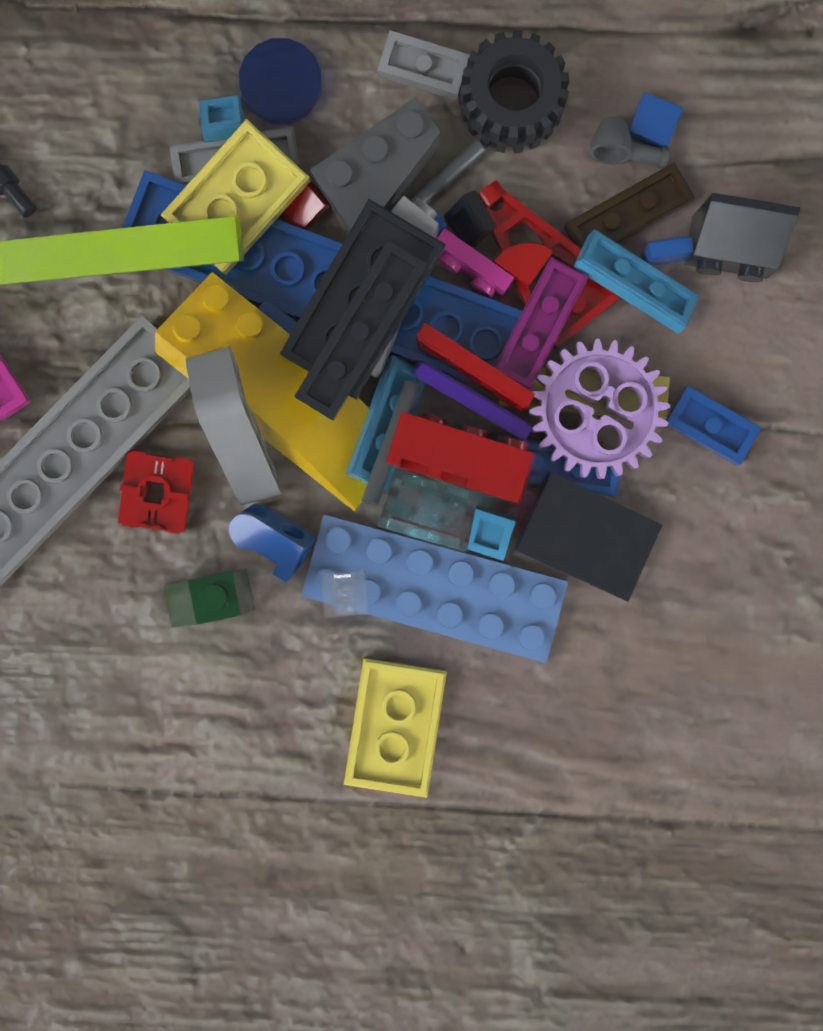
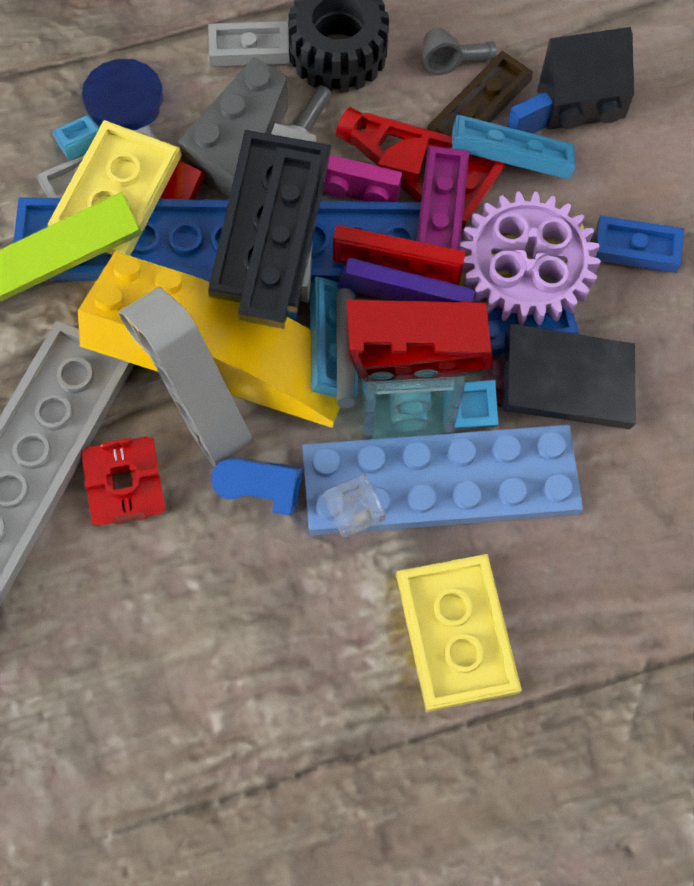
camera: 25 degrees left, 20 degrees down
(209, 598) = (213, 555): dark green slope -> none
(470, 219) = (343, 139): black tile -> none
(655, 121) = (470, 25): blue tile -> none

